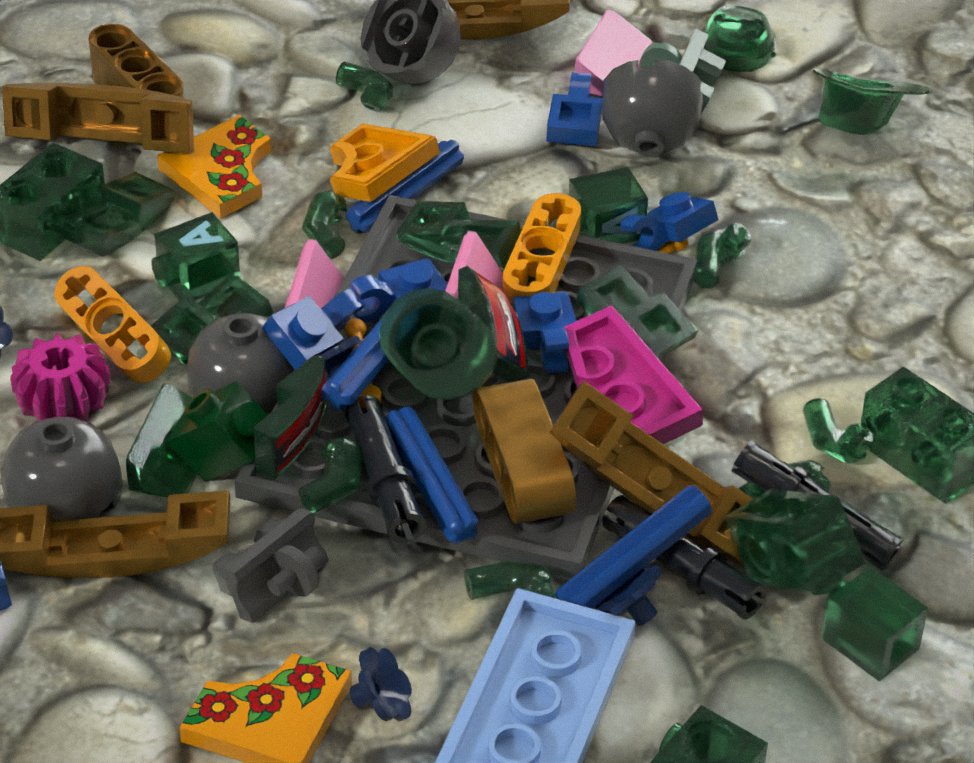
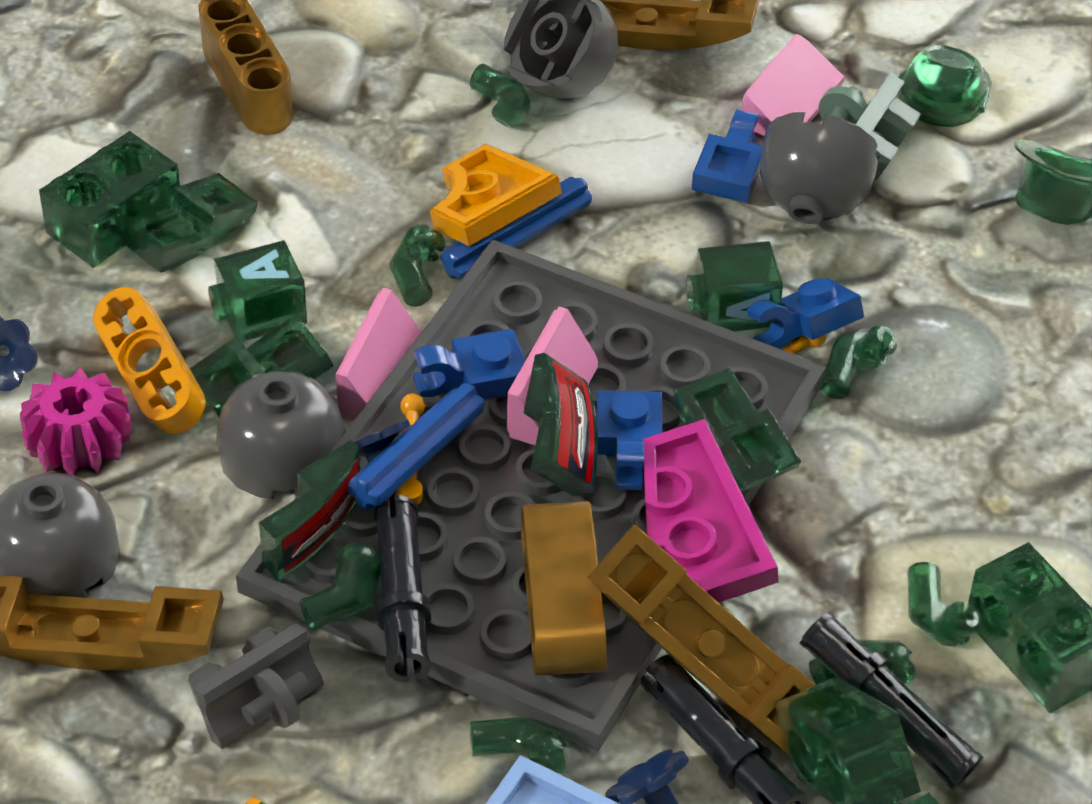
camera: 10 degrees right, 5 degrees up
(99, 112) = (190, 96): pearl gold slope -> none
(151, 462) = (180, 517): clear green slope -> none
(217, 431) = (226, 510): dark green brick -> none
(221, 166) = (314, 175): light orange tile -> none
(309, 330) = (355, 405): blue plate -> none
(432, 476) = (454, 603): blue axle -> none
(438, 344) = (491, 445): clear green piece -> none
(440, 226) = (536, 287): clear green slope -> none
(537, 235) = (647, 313): light orange beam -> none
(636, 549) = (665, 729): blue axle -> none

